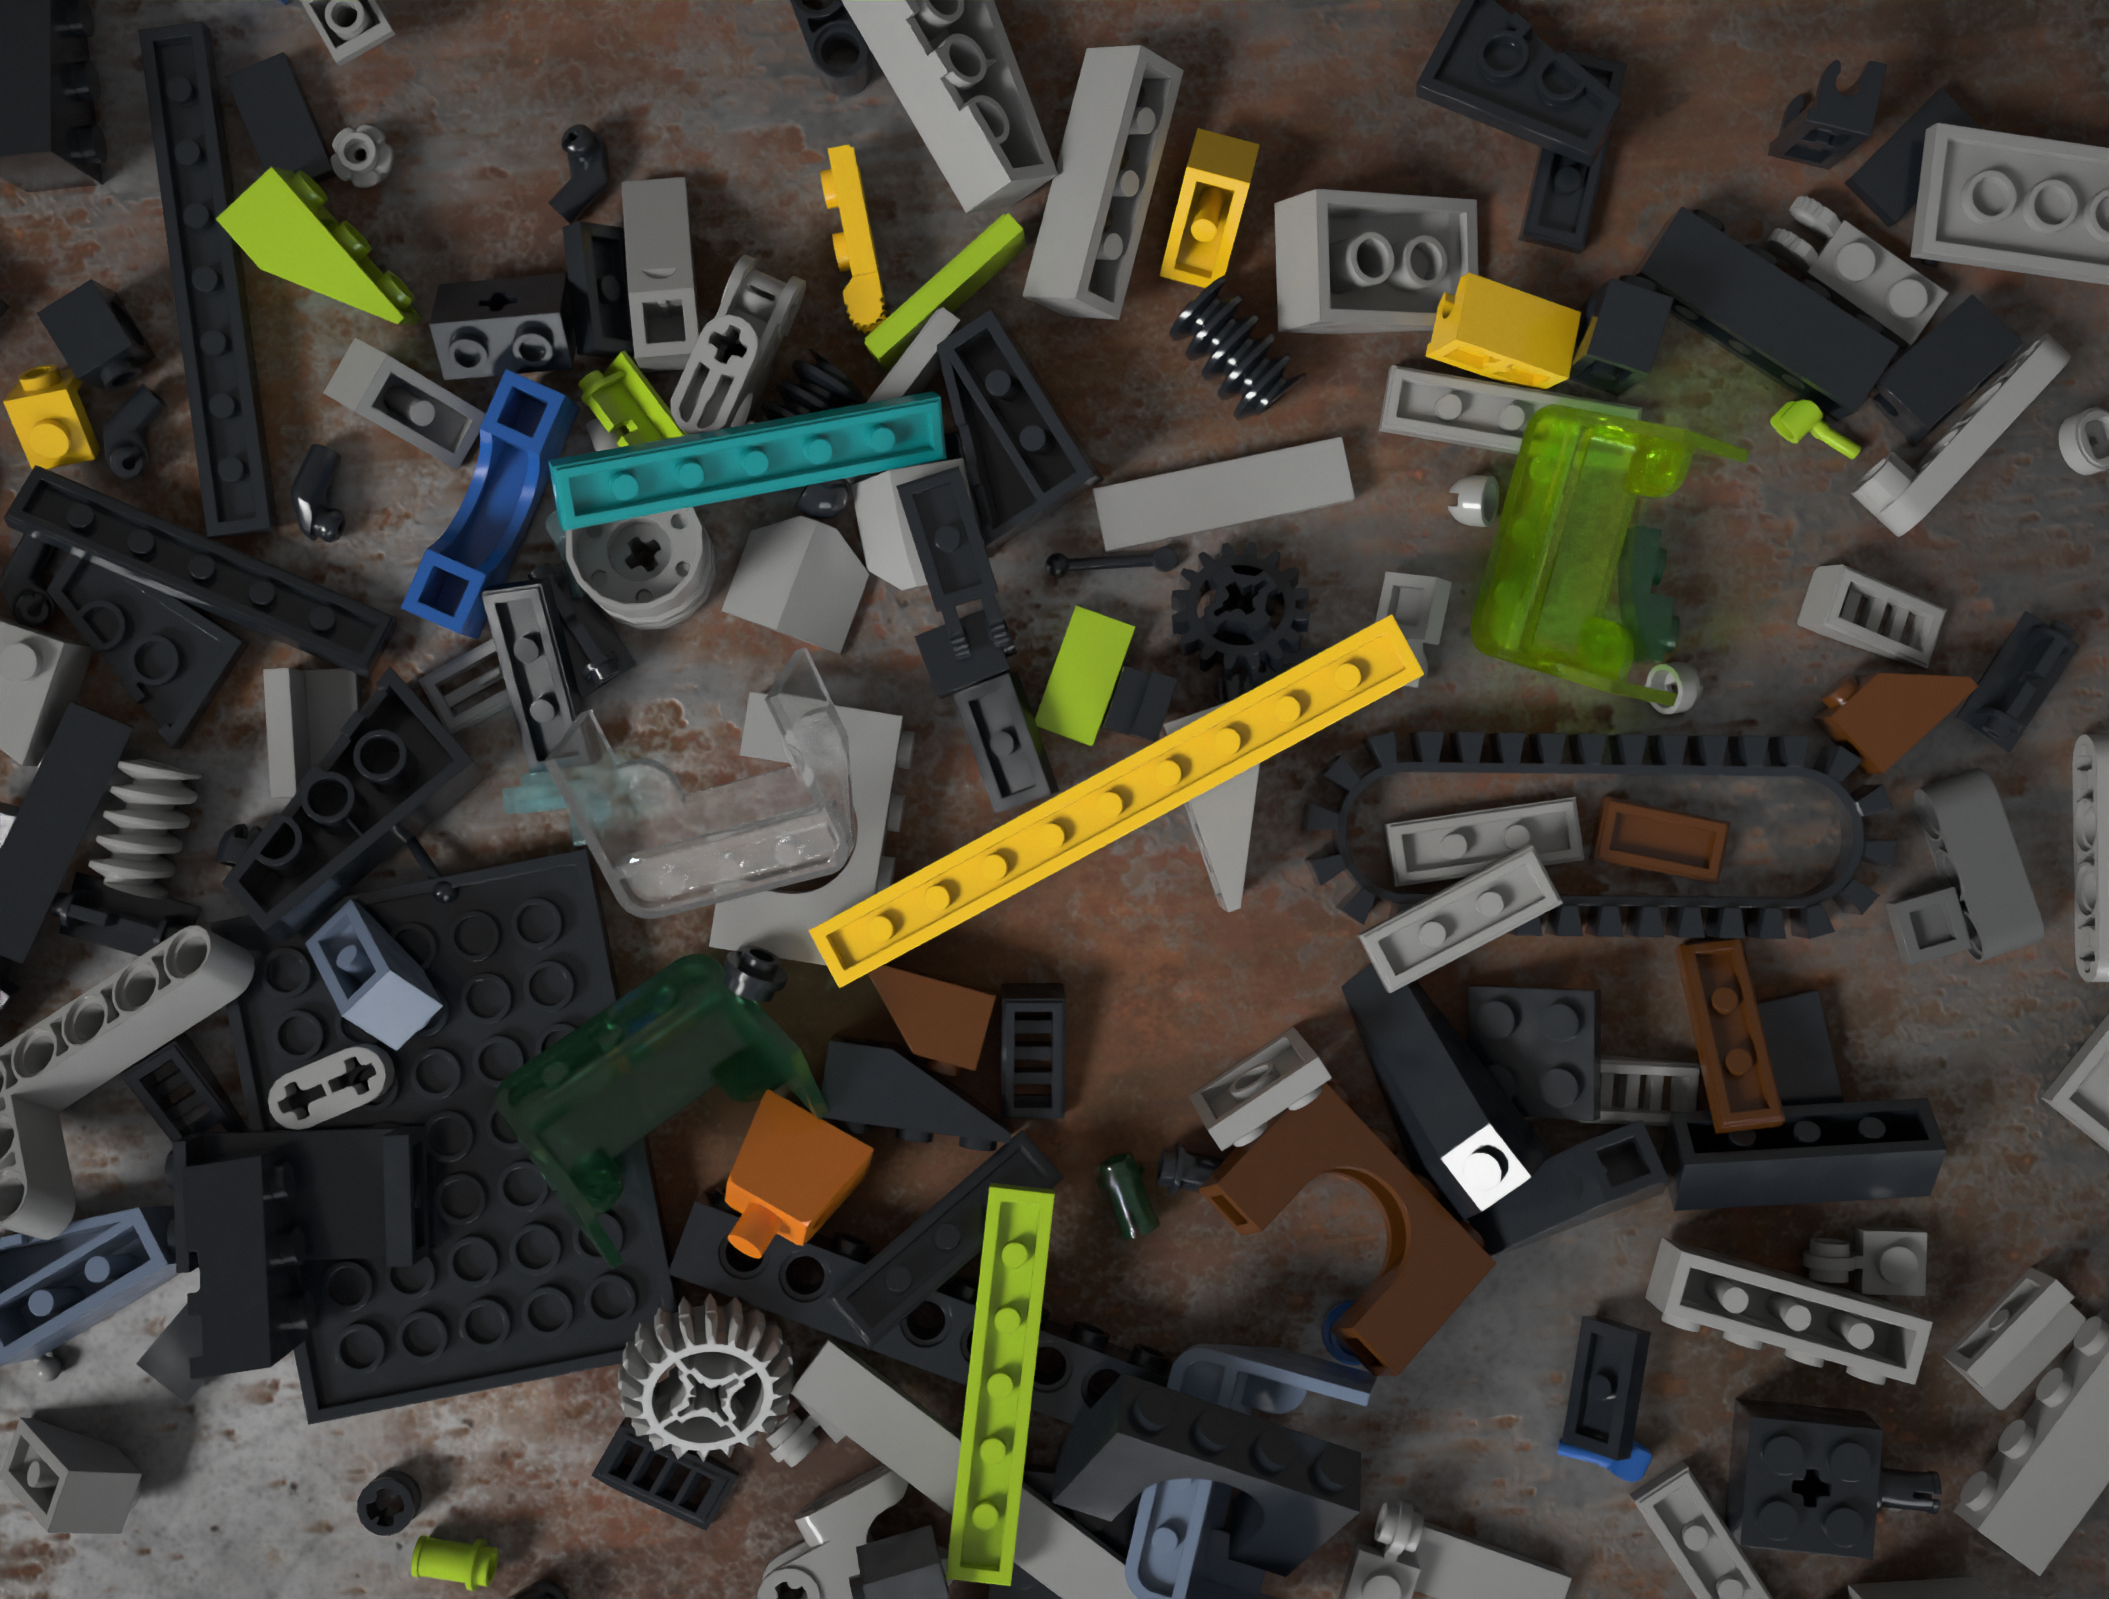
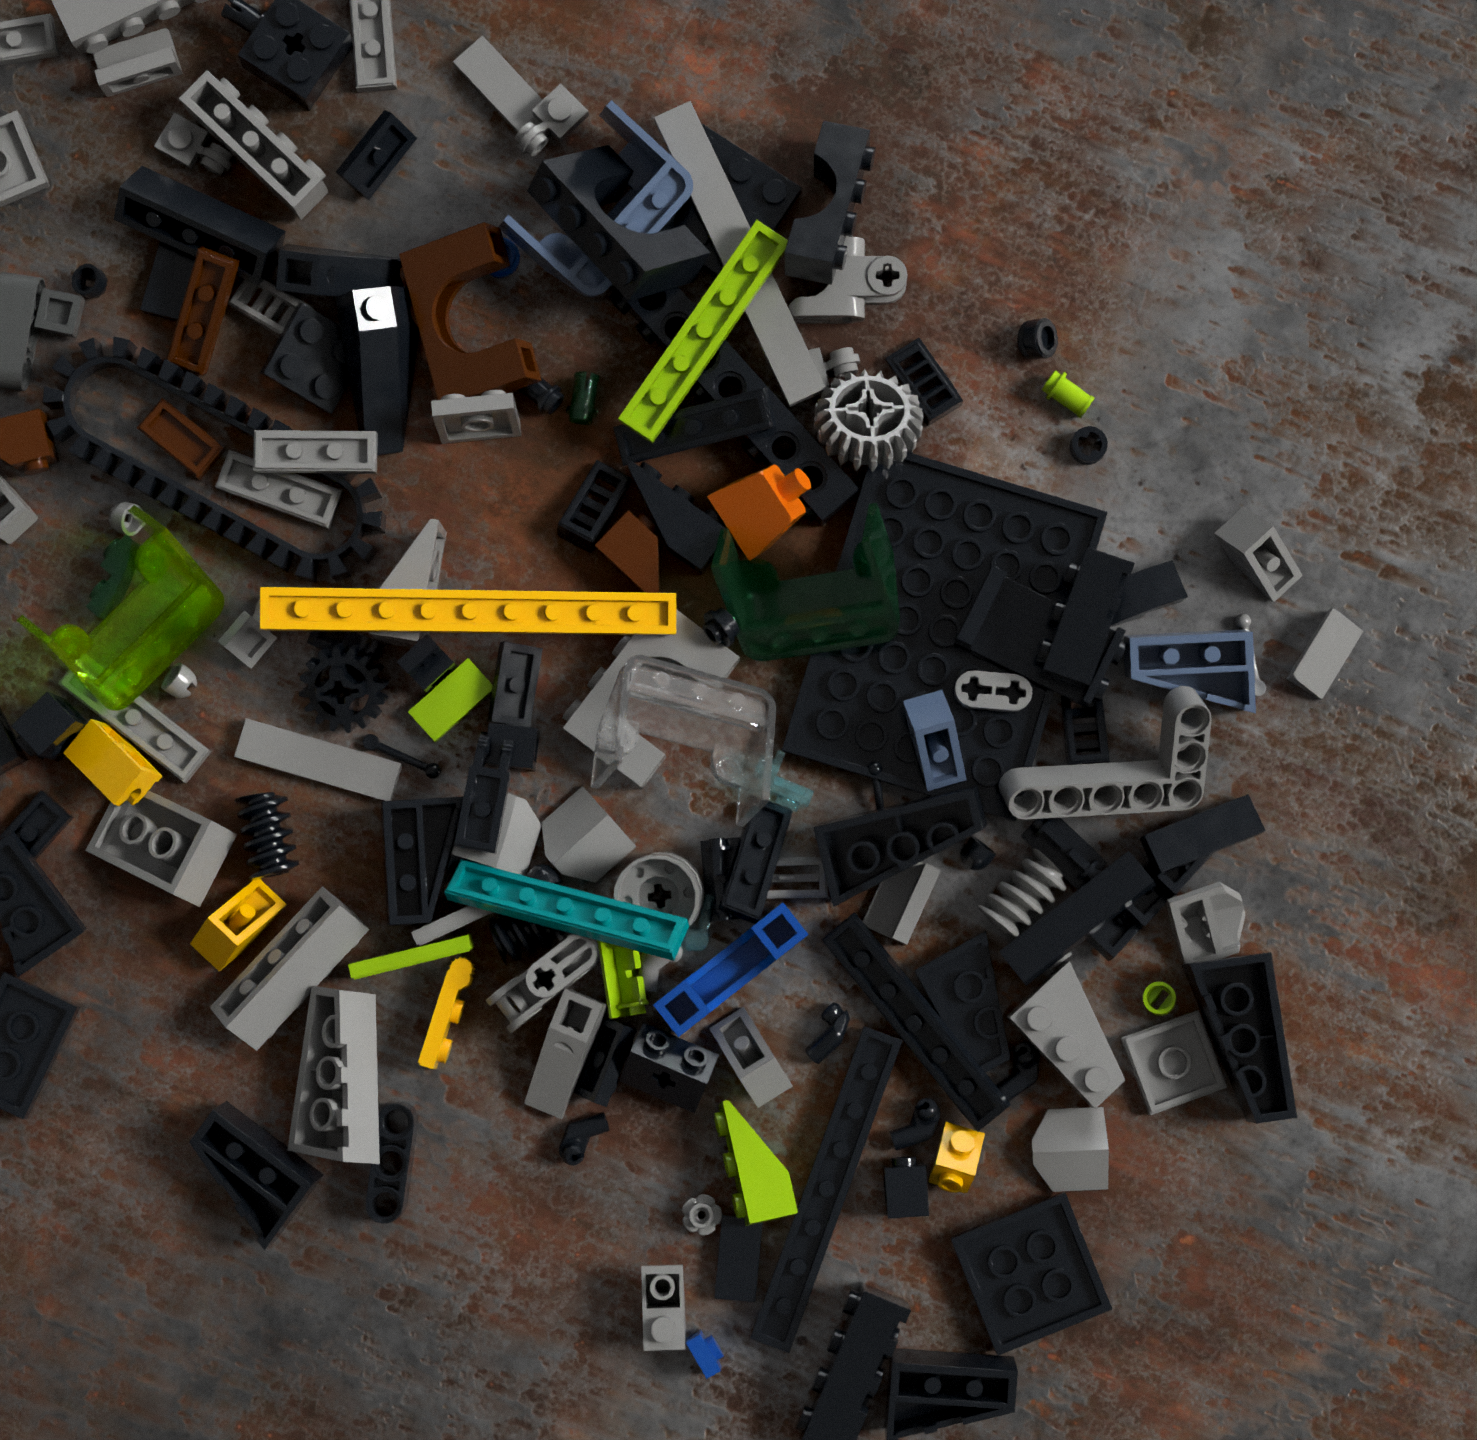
camera: 150 degrees left, 5 degrees down
(1628, 1469) = (389, 104): blue hand -> none
(1916, 1004) = (90, 273): none -> black hinge

